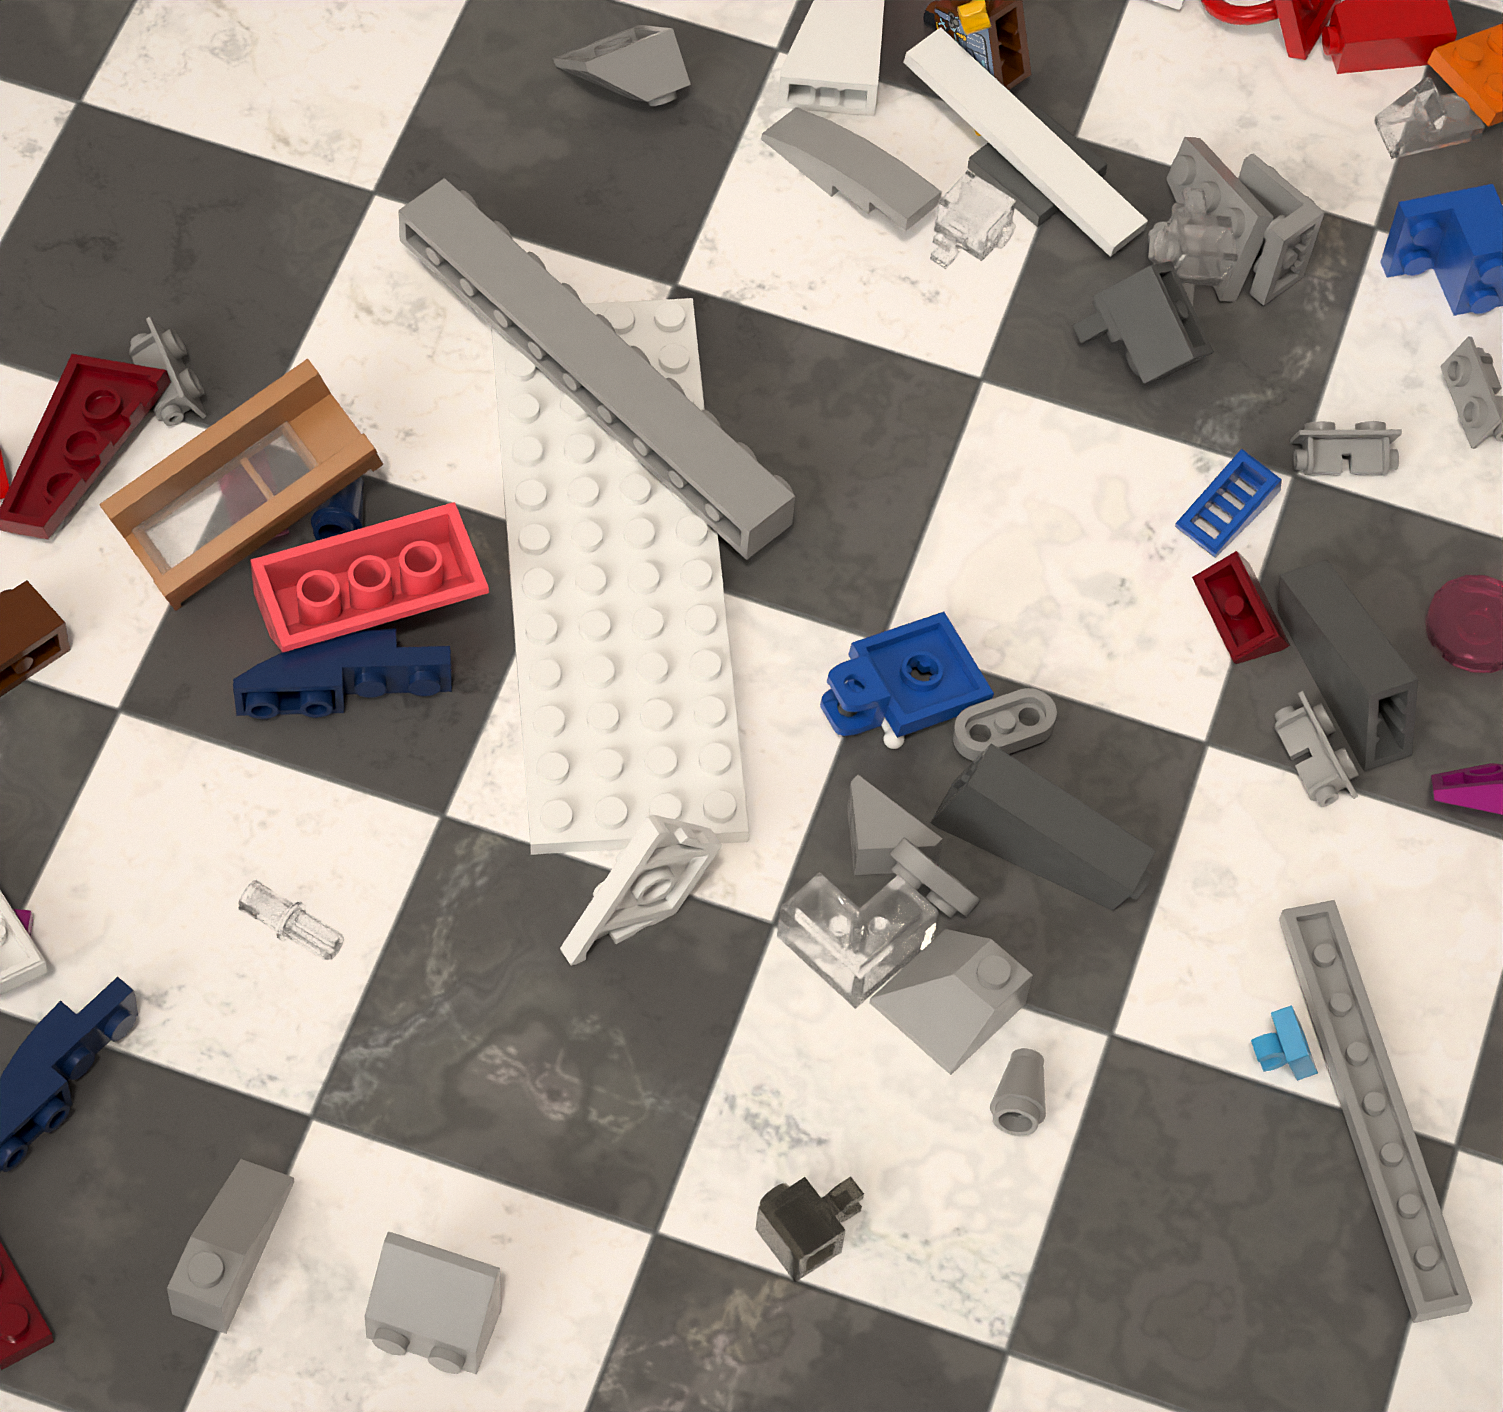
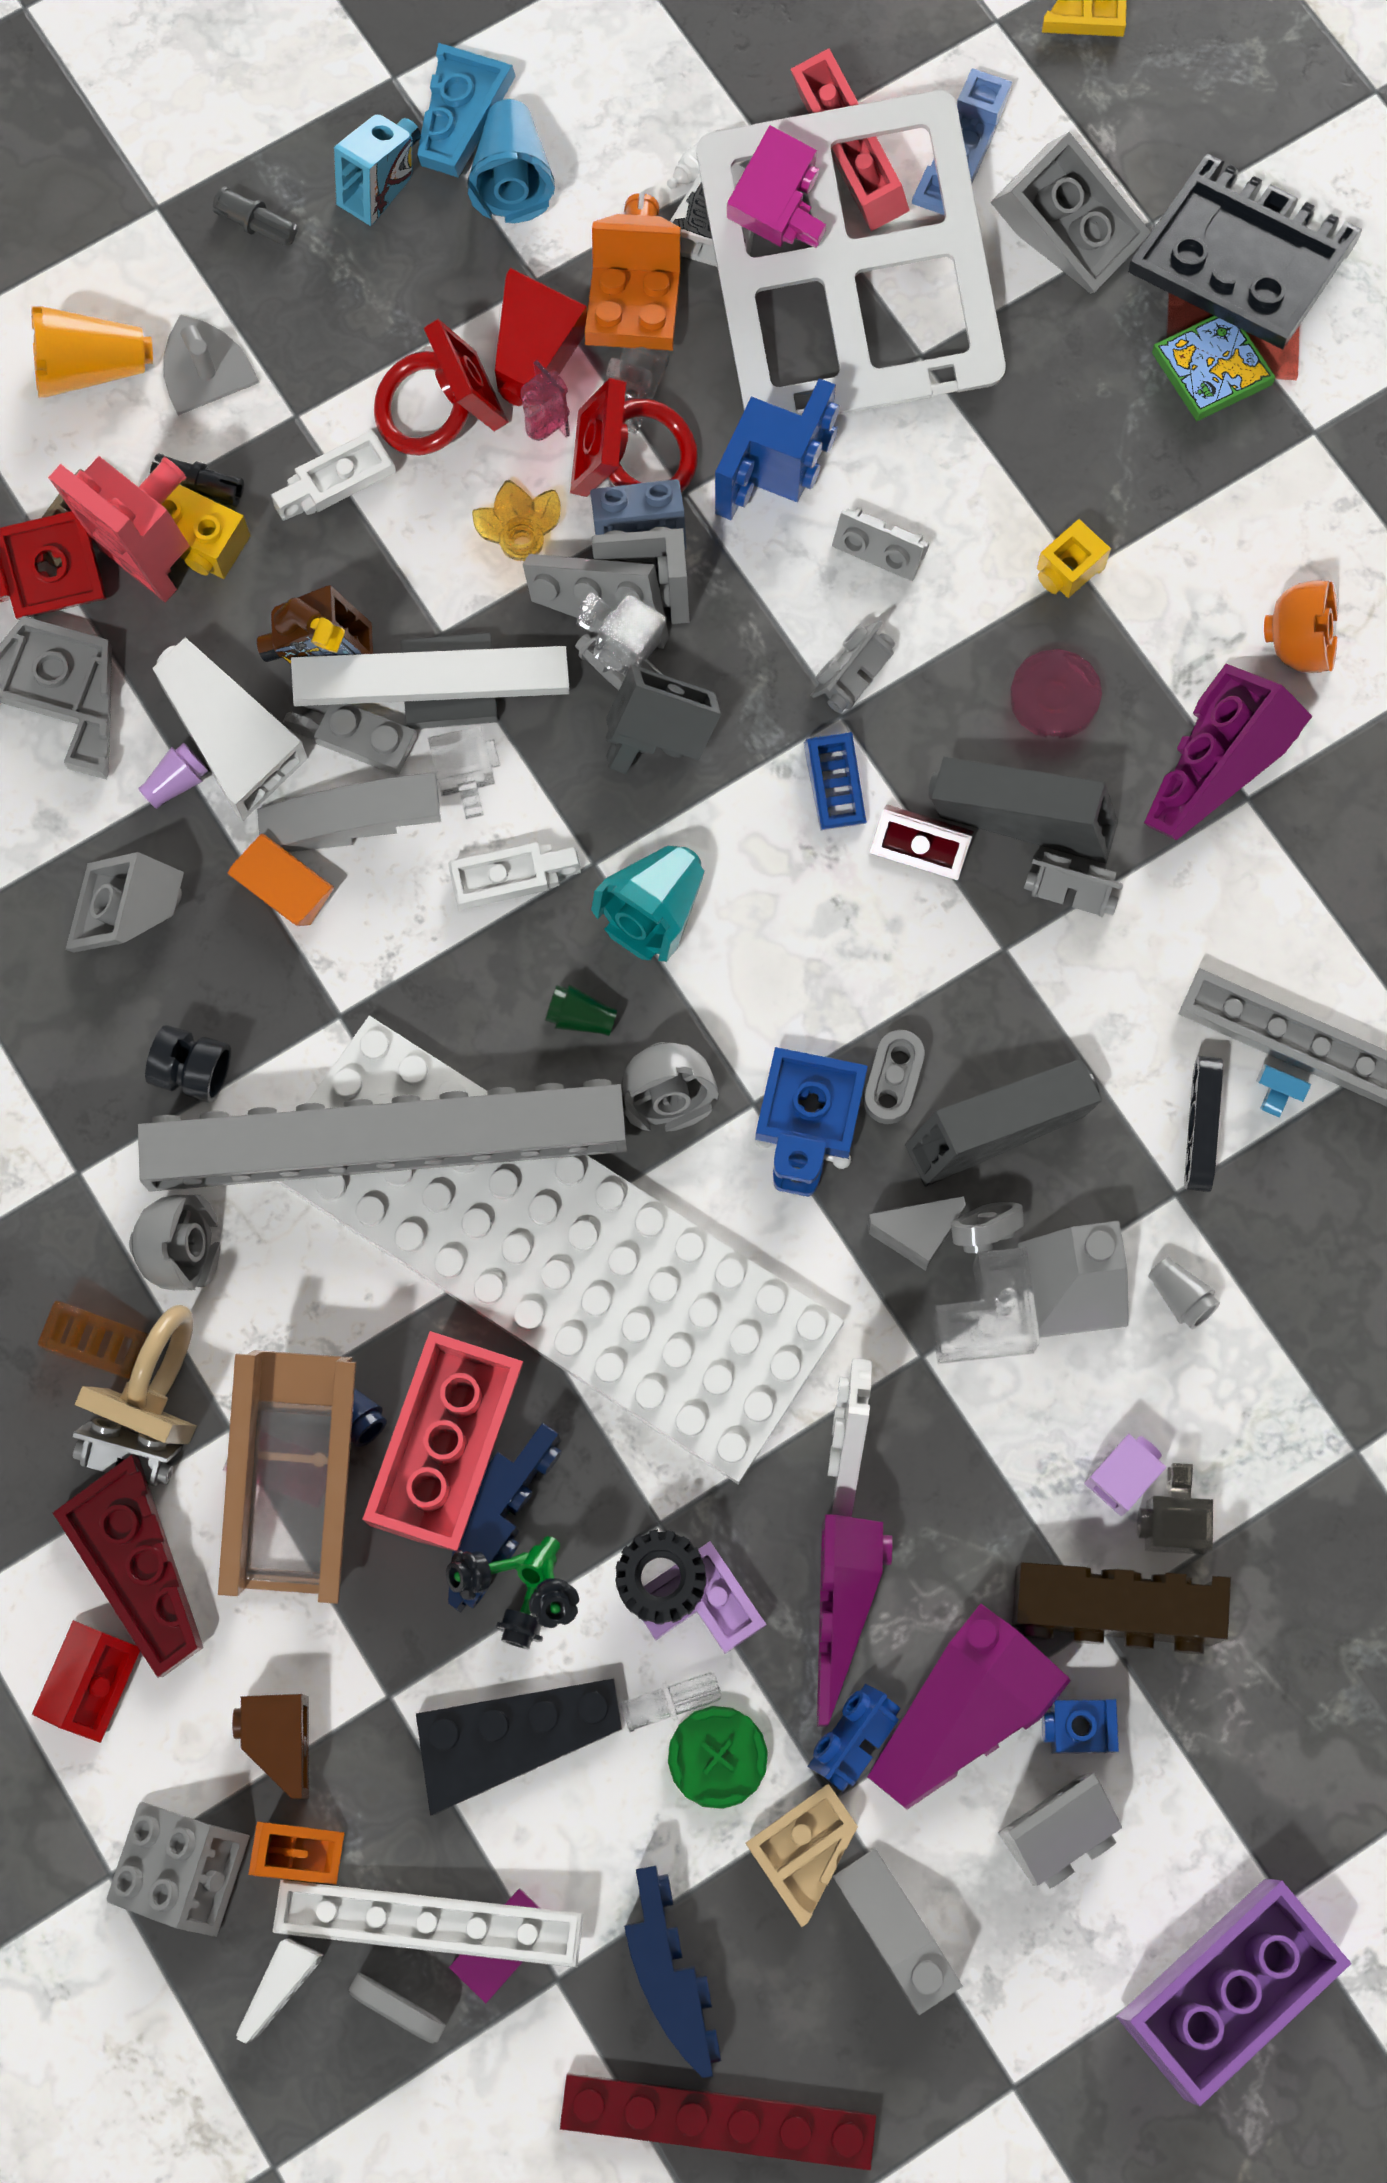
camera: 45 degrees left, 15 degrees up
(151, 813) = (499, 1739): none -> black wing
(211, 346) = (143, 1404): none -> tan tile
(234, 260) = (56, 1325): none -> clear orange slope
(245, 1116) = (804, 1850): none -> tan wing
(272, 996) = (717, 1757): none -> green tile
(293, 730) = (546, 1596): none -> black plant
(357, 1090) = (865, 1716): none -> blue hinge
(374, 286) = (175, 1242): none -> light grey cylinder
(387, 798) = (653, 1546): none -> black tyre
(409, 874) = (722, 1608): none -> lavender plate
(496, 1152) = (972, 1701): none -> magenta wedge
(513, 986) = (849, 1576): none -> magenta wedge
(532, 195) = (193, 1065): none -> black wheel
(547, 1288) = (1102, 1726): none -> blue brick
(682, 1226) = (1121, 1606): none -> dark brown wedge
(748, 160) = (281, 881): none -> orange slope
(766, 28) = (173, 775): none -> lavender cone
(810, 1149) = (1126, 1473): none -> lavender brick
(829, 550) = (668, 1086): none -> light grey cylinder
(837, 445) = (579, 1012): none -> dark green cone
(912, 318) = (510, 873): none -> white hinge
(927, 131) = (357, 735): none -> light grey hinge
(985, 429) = (650, 901): none -> teal cone
(1193, 1003) = (1203, 1124): none -> black beam
(1227, 120) = (516, 517): none -> clear yellow plate
(1329, 189) = (638, 507): none -> sand blue bracket
(1334, 61) = (545, 404): none -> clear pink hinge
(1354, 123) = (604, 437): none -> red tile

